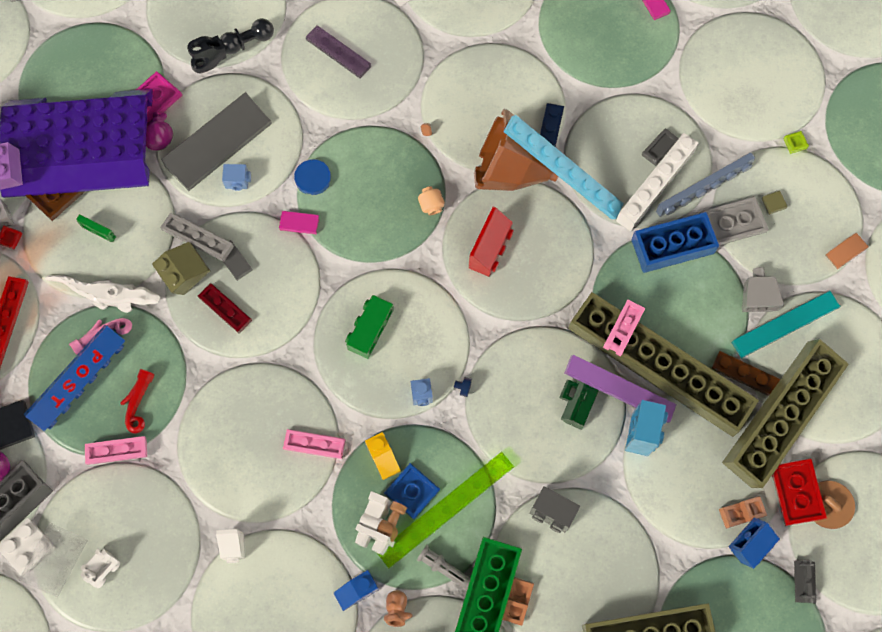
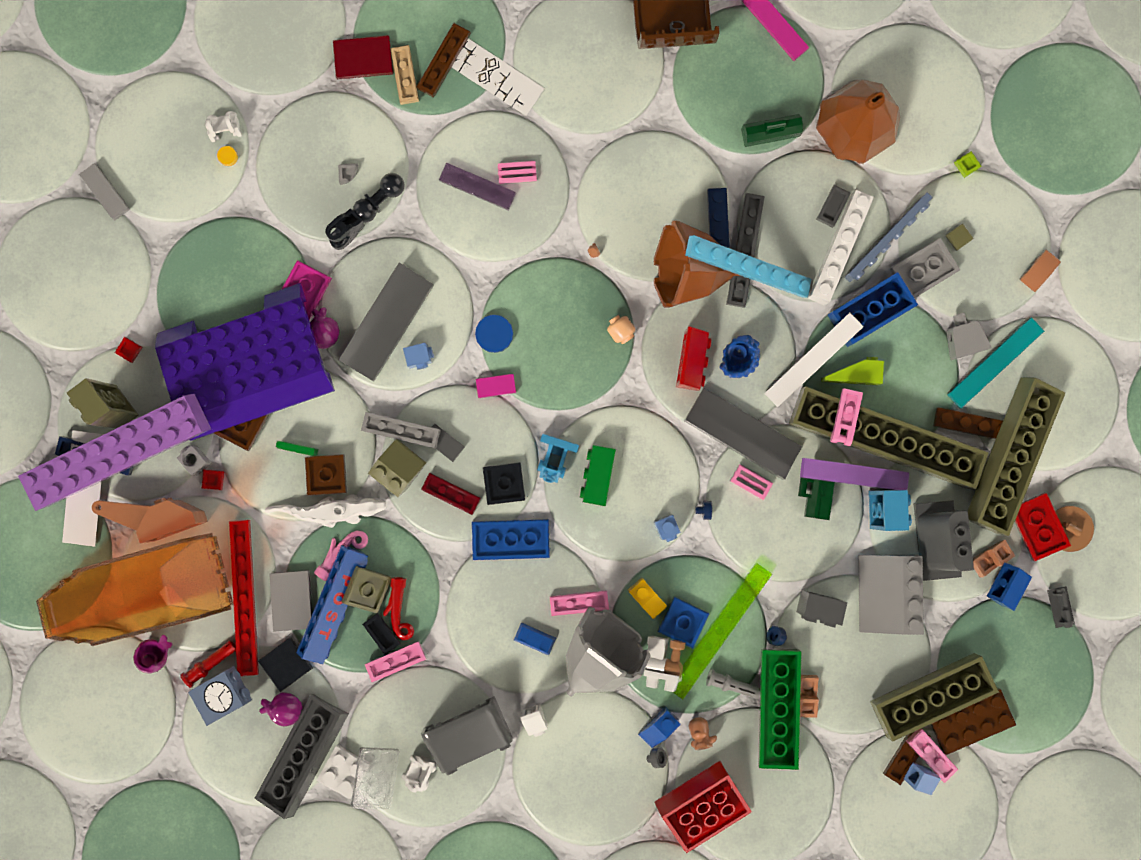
camera: 20 degrees left, 15 degrees up
(37, 365) = (290, 600): none -> light grey tile
(112, 372) = (366, 589): none -> olive tile
(112, 420) = (381, 633): none -> black tile
(113, 259) = (325, 474): none -> reddish brown plate
(159, 541) = (467, 736): none -> dark grey windscreen
(227, 13) = (347, 172): none -> light grey tile
(259, 467) = (534, 639): none -> blue tile
(267, 365) = (510, 539): none -> blue tile
(277, 312) = (504, 483): none -> black tile
(318, 492) = (604, 654): none -> light grey piece
(338, 290) = (558, 447): none -> dark azure tile
(345, 621) = (657, 758): none -> dark grey tile
(377, 45) = (514, 172): none -> bright pink tile
(502, 529) = (776, 636): none -> dark blue tile
(521, 326) = (743, 434): none -> dark grey arch
(529, 385) = (737, 474): none -> bright pink tile
(532, 259) = (742, 363): none -> blue hair
(574, 151) = (747, 245): none -> dark grey tile
(606, 271) = (814, 359): none -> white tile
(619, 68) = (772, 130): none -> dark green piece
(629, 519) = (891, 594): none -> light grey slope
(651, 297) = (864, 372): none -> lime slope
(694, 479) = (943, 540): none -> dark grey windscreen
(702, 79) = (856, 125): none -> dark orange piece

